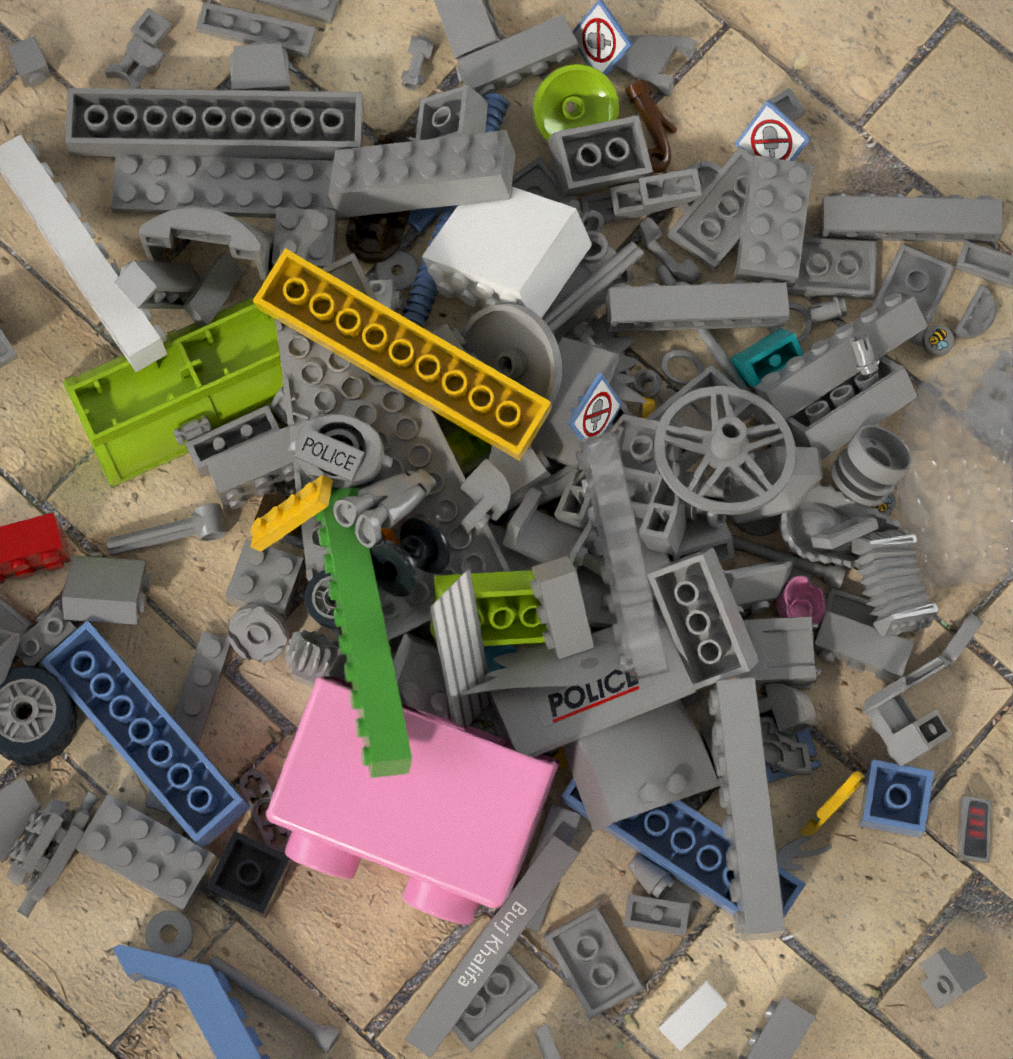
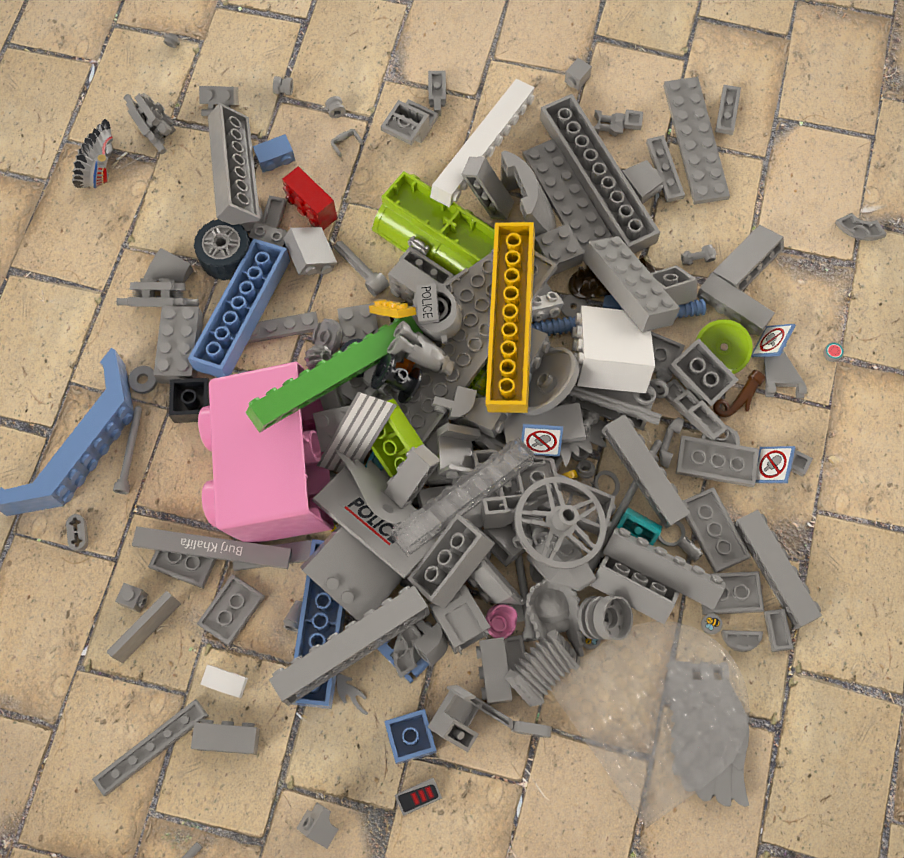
camera: 65 degrees right, 5 degrees down
(213, 290) = (491, 214): light grey tile -> none
(656, 915) = (274, 631): light grey plate -> none
(773, 220) = (724, 487): light grey brick -> none
(833, 804) = (389, 700): yellow tile -> none
(844, 532) = (554, 622): light grey tile -> none
(864, 354) = (670, 578): light grey pin -> none

